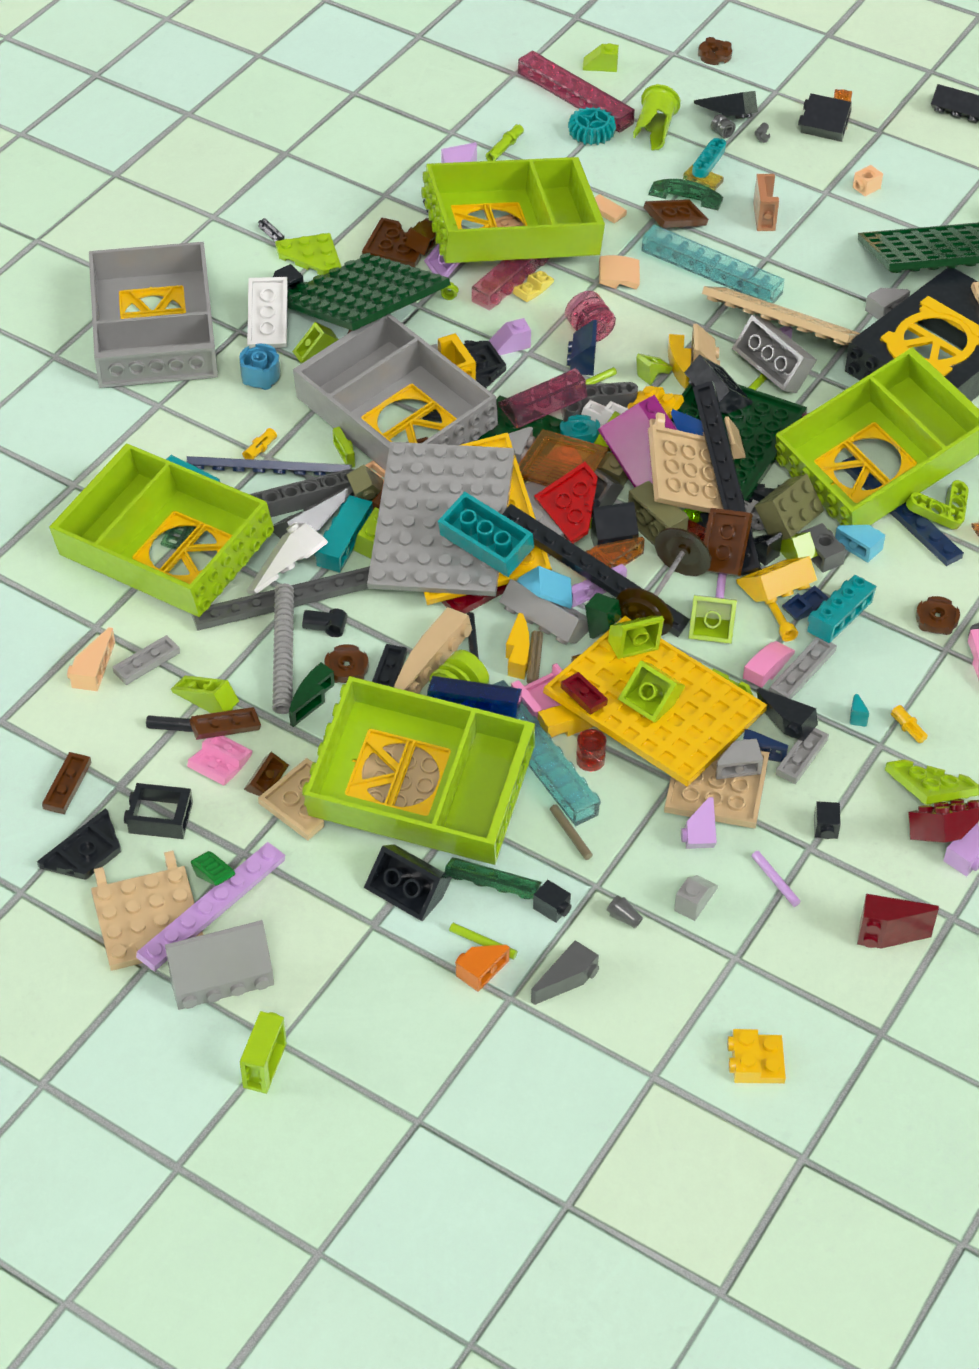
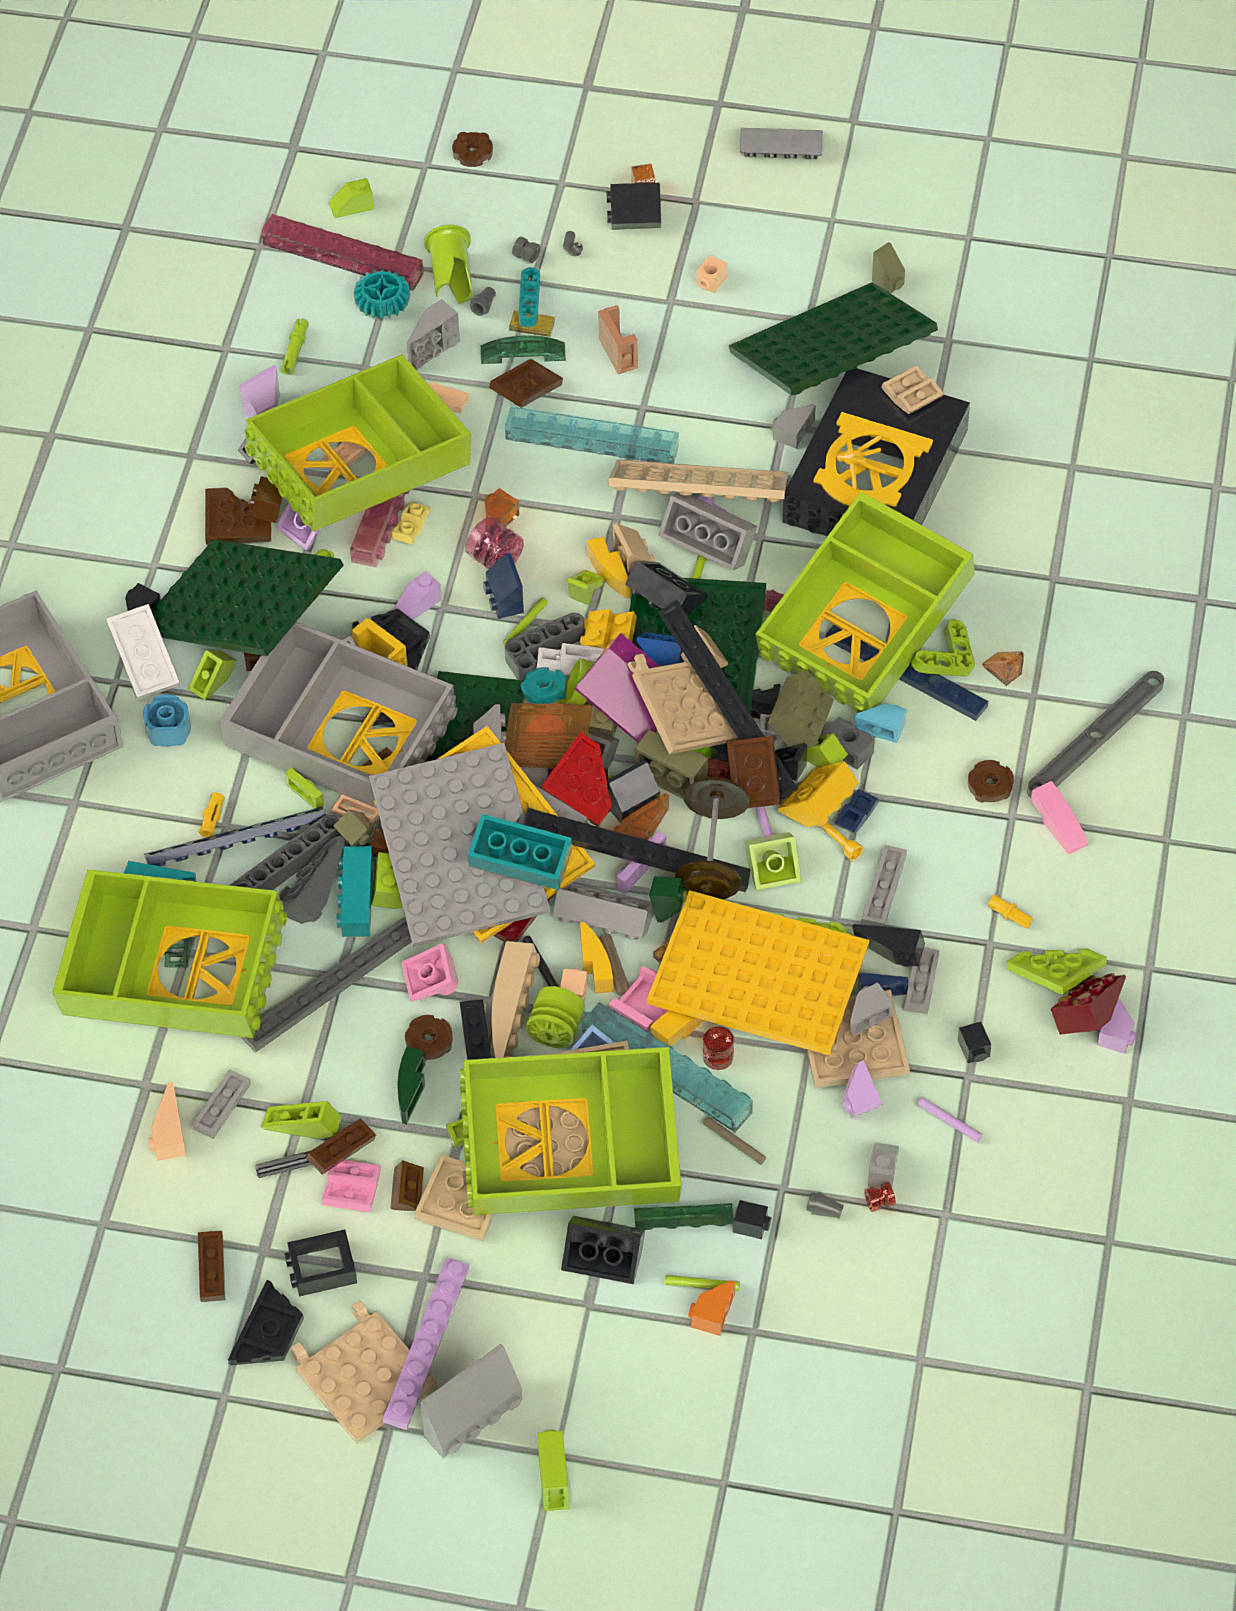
camera: 20 degrees left, 5 degrees up
(211, 868) = (404, 1305): green slope -> none
(270, 230) = (89, 543): axle -> none
(283, 648) = (358, 1043): light grey piece -> none
(298, 543) = (313, 932): white wedge -> none
(310, 252) = (147, 557): lime plate -> none
(332, 622) = (390, 996): black piece -> none
(373, 614) = (430, 973): none -> bright pink slope
(478, 695) = (590, 1035): clear blue brick -> none
(493, 661) = (575, 981): none -> light nougat brick
(545, 398) = (492, 661): clear pink slope -> none
(548, 585) = (599, 884): medium azure slope -> none
(568, 972) = (799, 1286): dark grey slope -> none
(584, 693) = (691, 992): dark red plate -> none
(612, 293) = (502, 506): none -> clear orange slope
(615, 160) = (433, 334): none -> light grey slope
(619, 270) = (495, 473): light nougat slope -> none
(636, 636) = (714, 911): lime slope -> none
(651, 691) = (755, 968): lime slope -> none
(670, 152) = (482, 302): none -> dark grey cone
(679, 921) = (877, 1197): none -> clear red wheel
(737, 104) = (524, 220): black slope -> none
(756, 1057) = (1007, 1306): yellow plate -> none
(767, 663) = (848, 892): bright pink slope -> none
(841, 608) = (895, 807): teal brick -> none
(859, 712) = (957, 915): teal slope -> none
(894, 921) = (1079, 1126): dark red slope -> none
(922, 327) = (854, 457): none -> yellow plant

